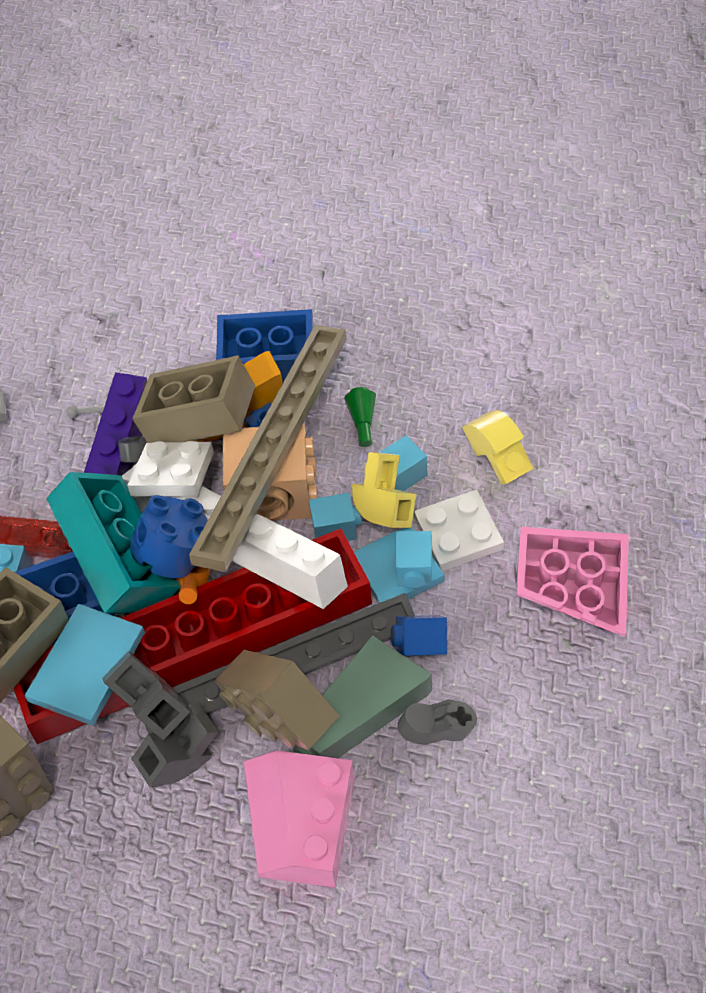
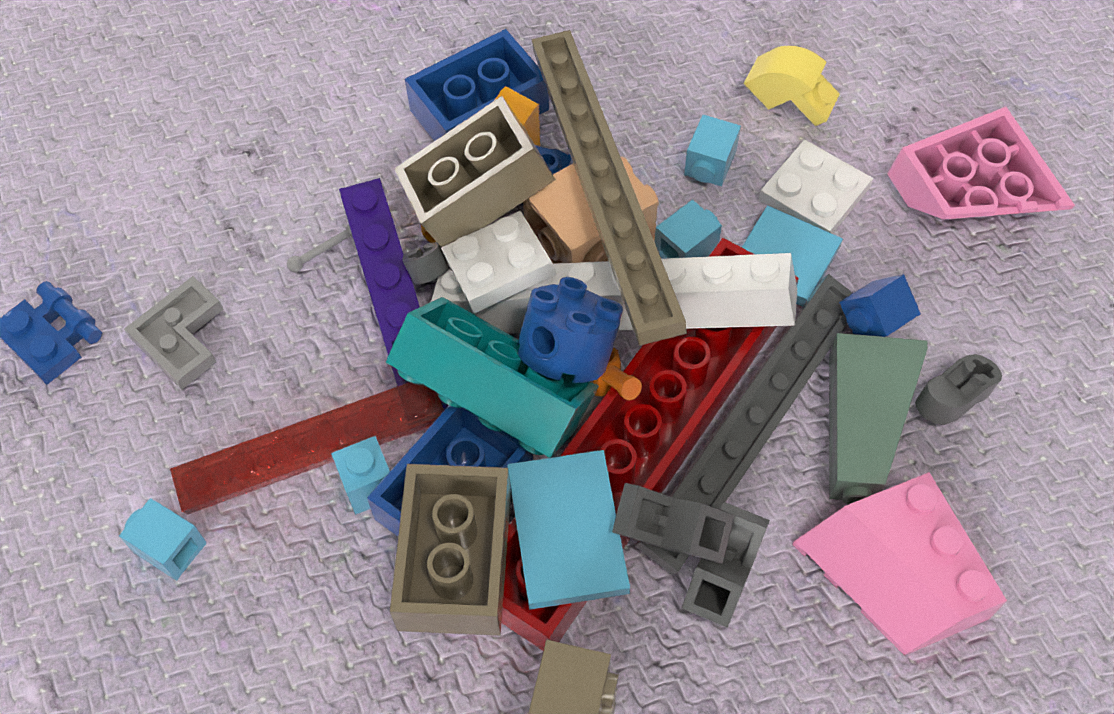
camera: 35 degrees left, 5 degrees up
(276, 699) = (815, 448): dark tan brick -> none
(361, 408) = (623, 113): green cone -> none
(378, 498) = (728, 194): light yellow brick -> none
(414, 558) = (812, 234): medium azure brick -> none

